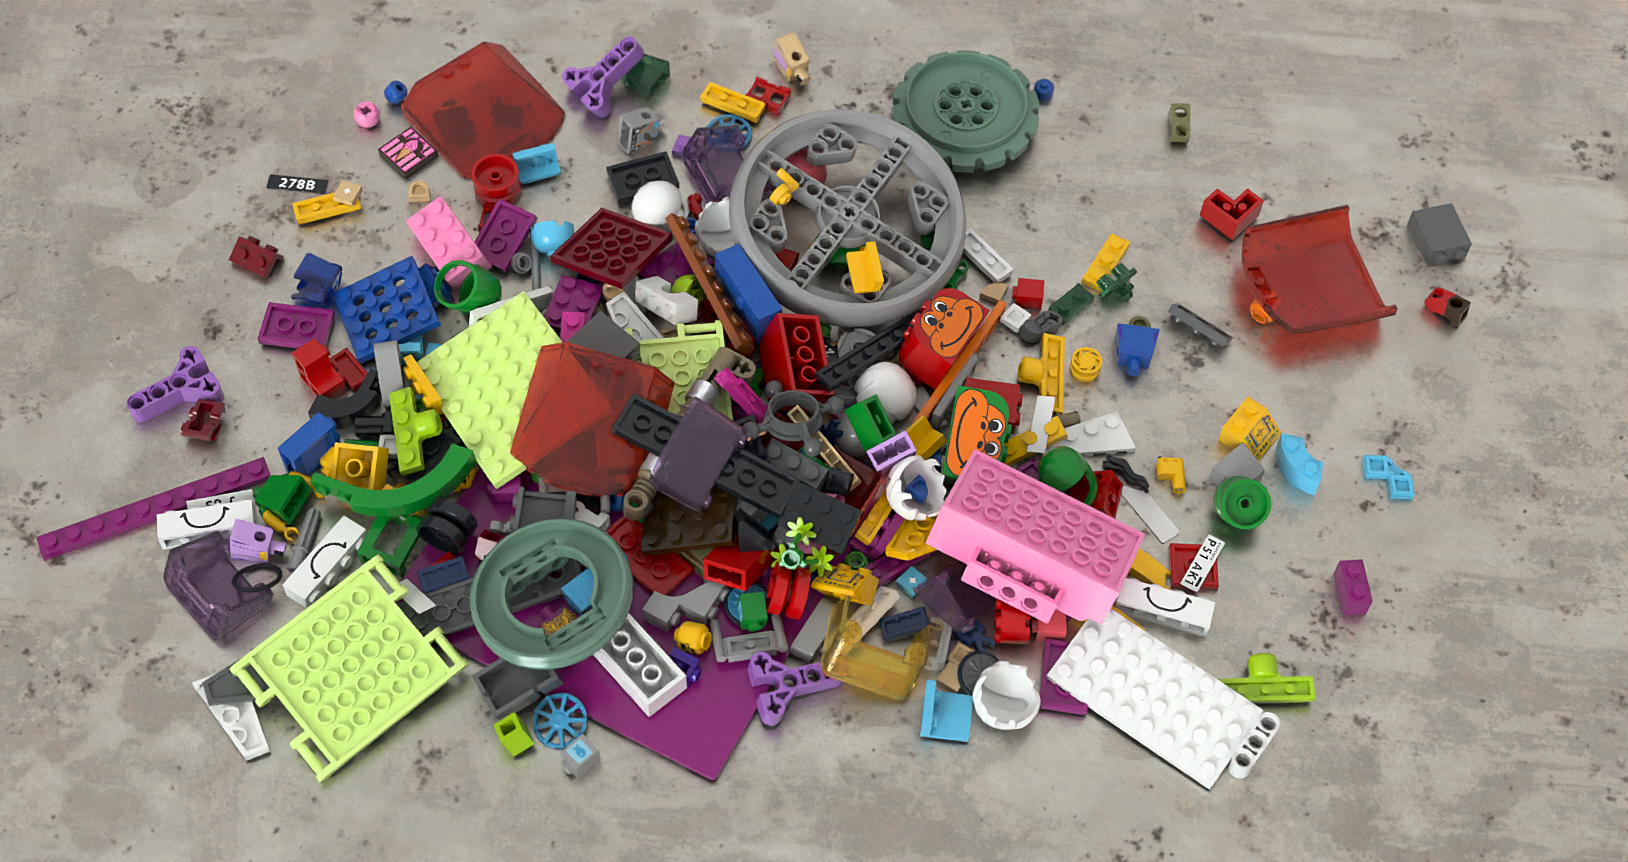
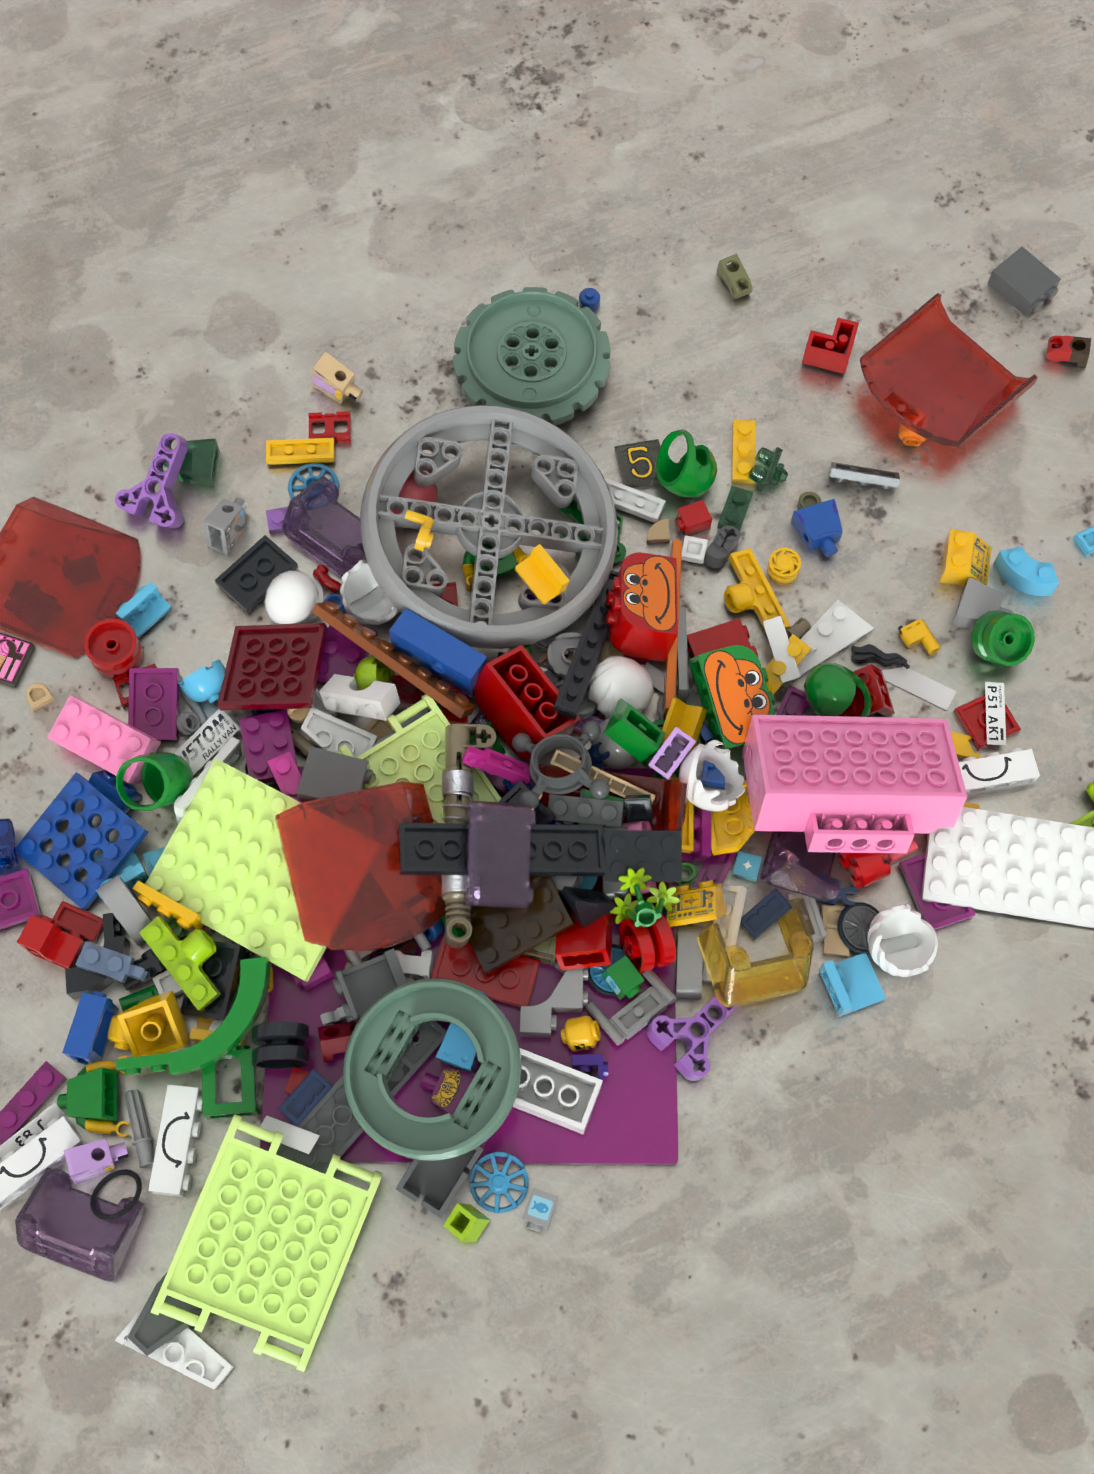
camera: 25 degrees left, 10 degrees up
(353, 405) = (109, 963): none -> sand blue plate
(529, 281) = (207, 740): none -> white sticker
(1011, 233) = (638, 463): none -> clear smoke tile
(1046, 256) = (693, 472): none -> green piece

